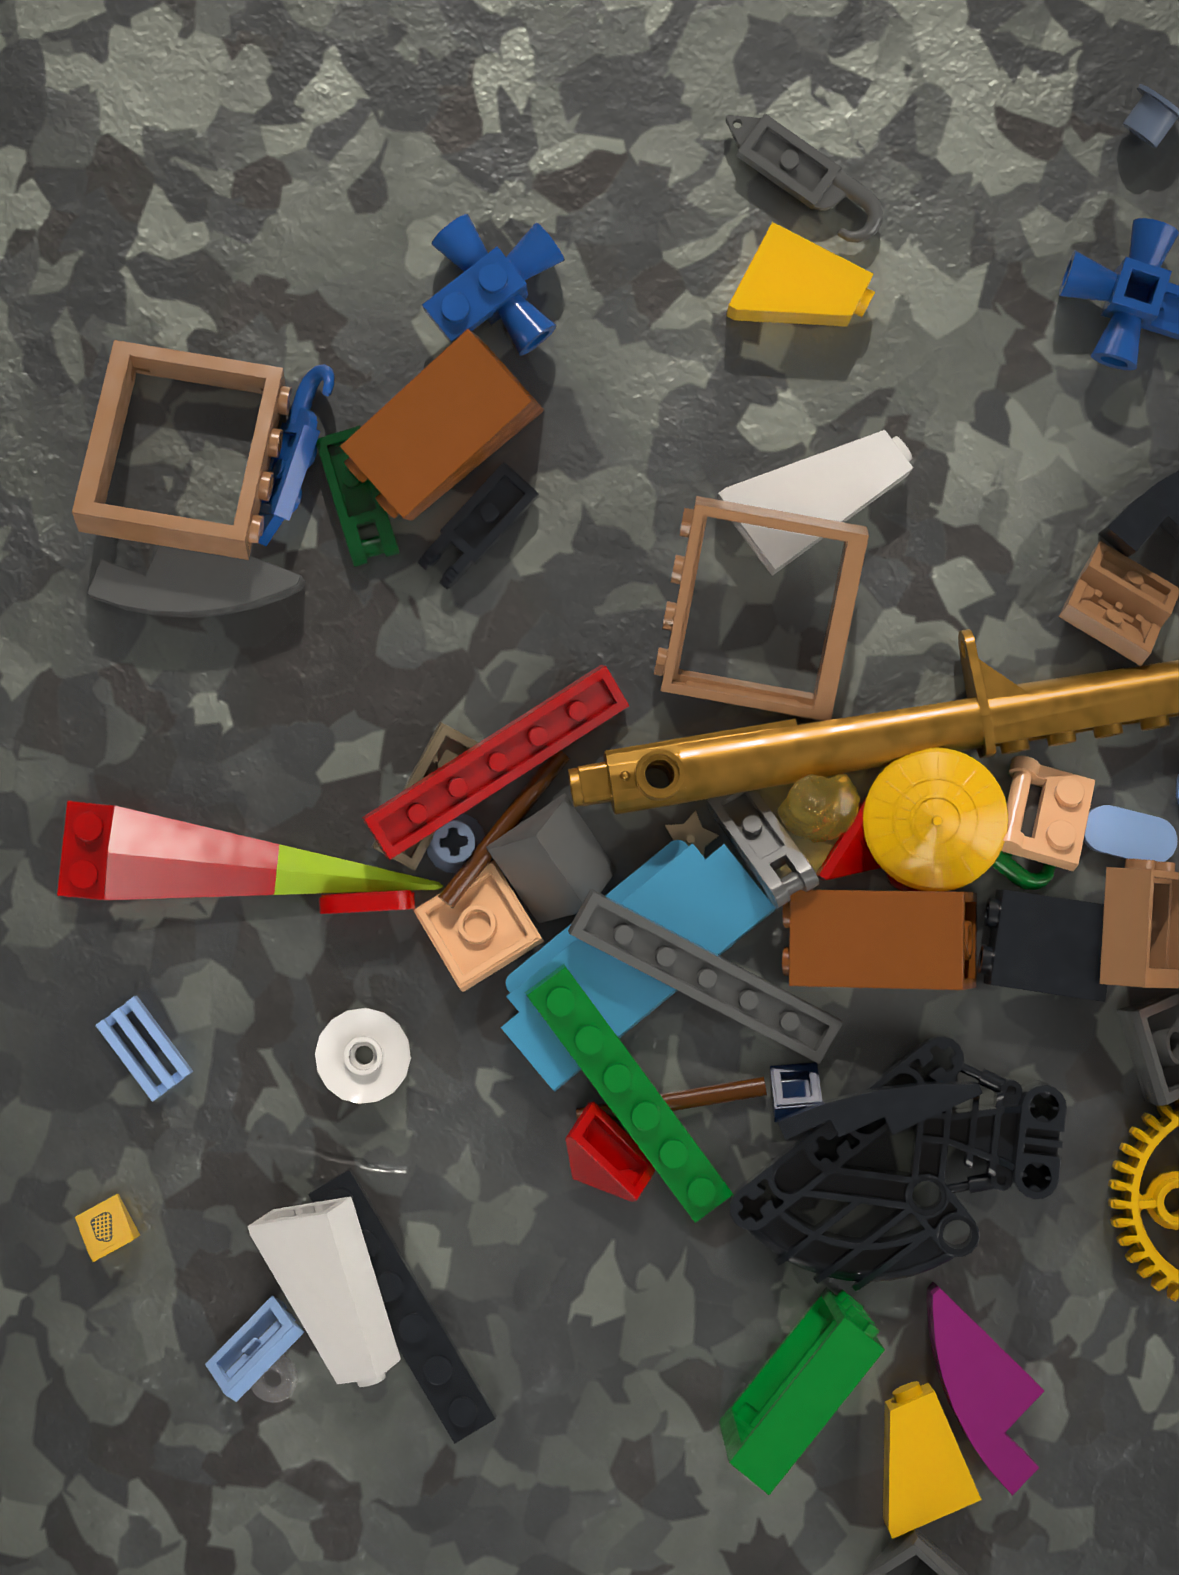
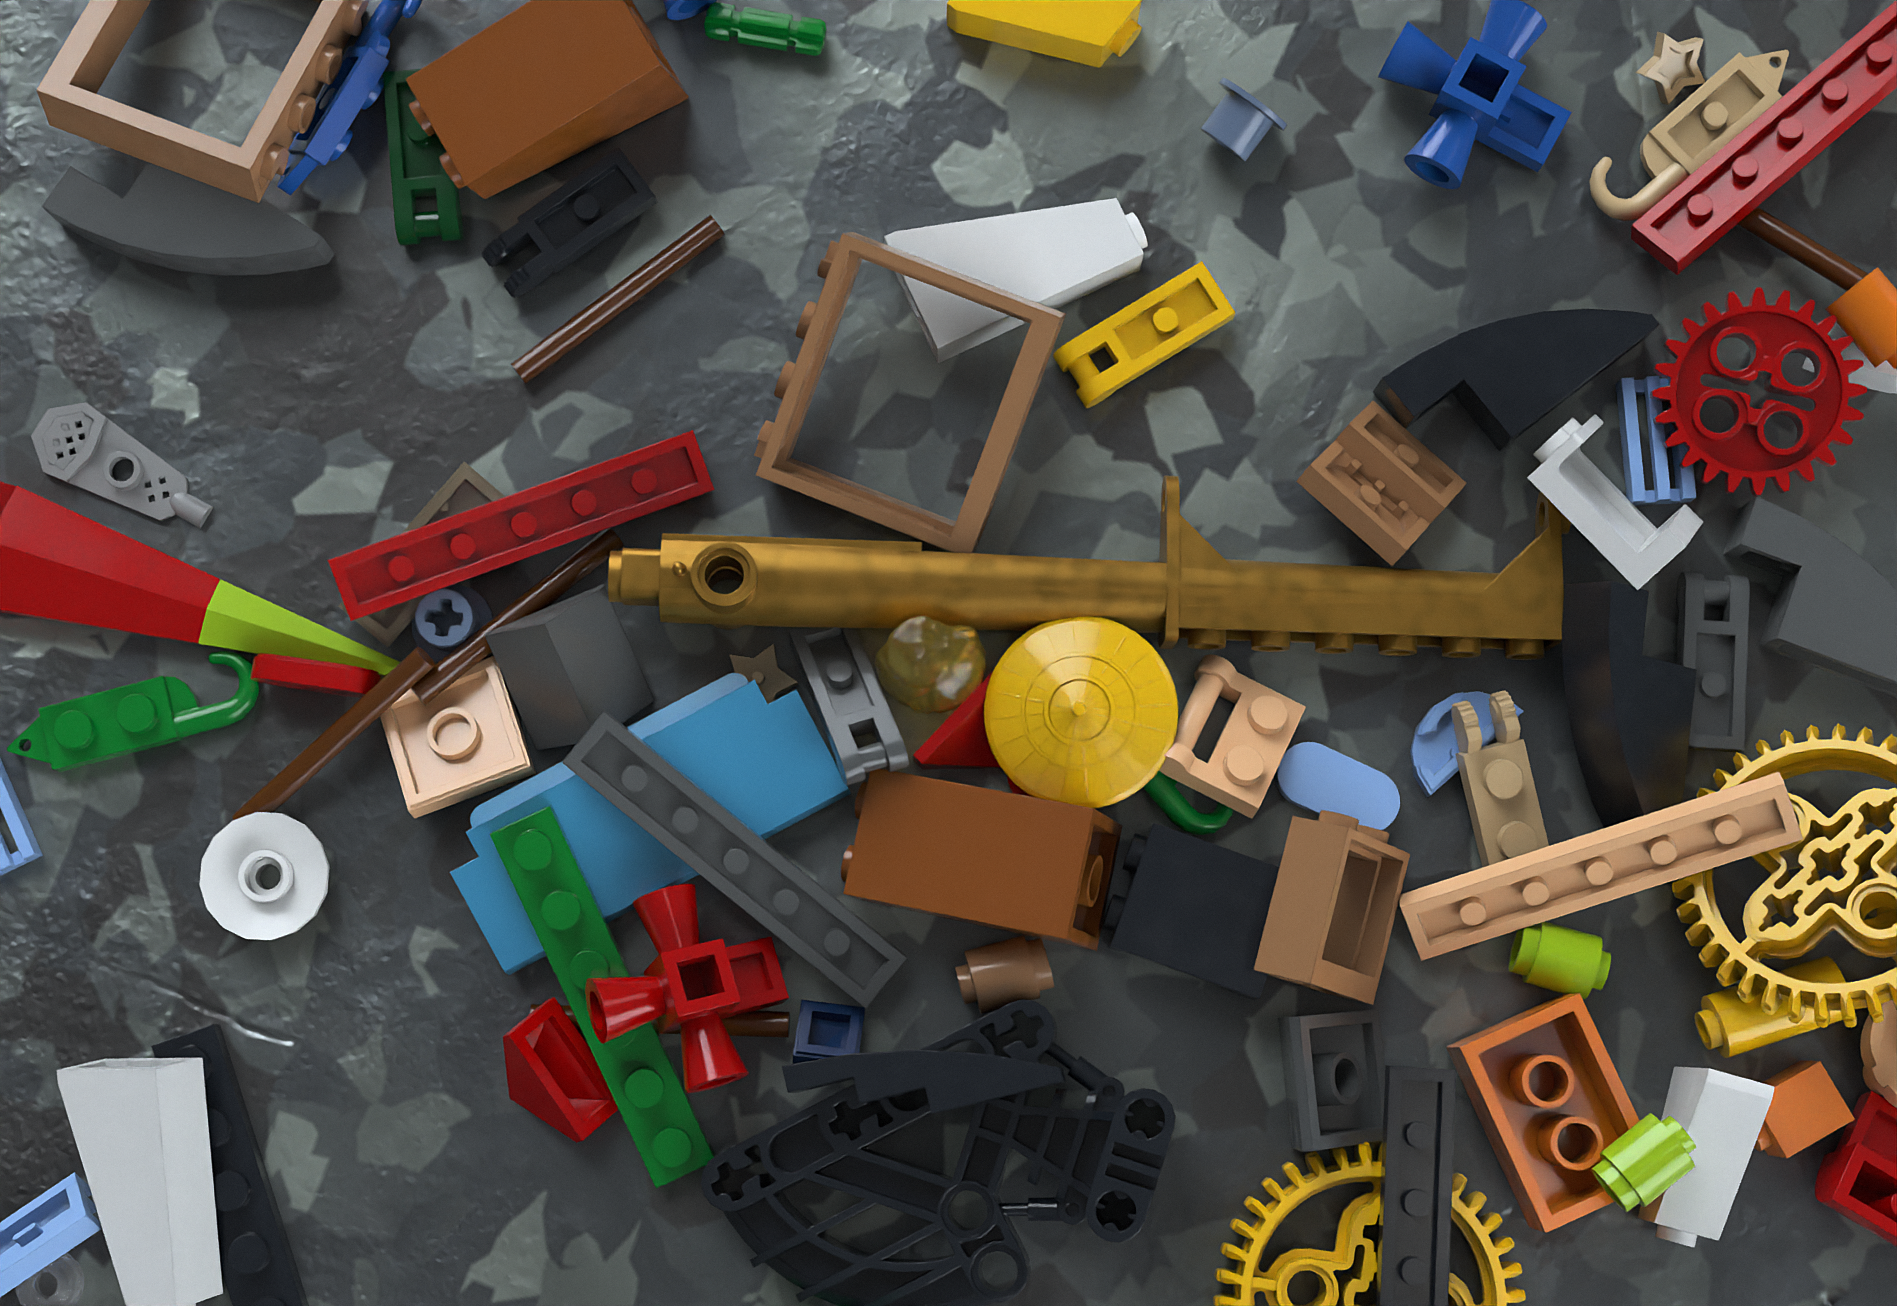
camera: 10 degrees right, 5 degrees down
(165, 769) = (99, 452): none -> light grey piece
(238, 958) = (132, 718): none -> green plate
(394, 943) = (339, 734): none -> reddish brown bar
(525, 575) = (617, 299): none -> reddish brown bar
(592, 347) = (765, 28): none -> green axle
(691, 1077) = (689, 988): none -> red brick
(915, 1019) = (1004, 973): none -> medium nougat brick
(925, 523) = (1146, 333): none -> yellow plate
(963, 351) = (1240, 121): none -> sand blue piece

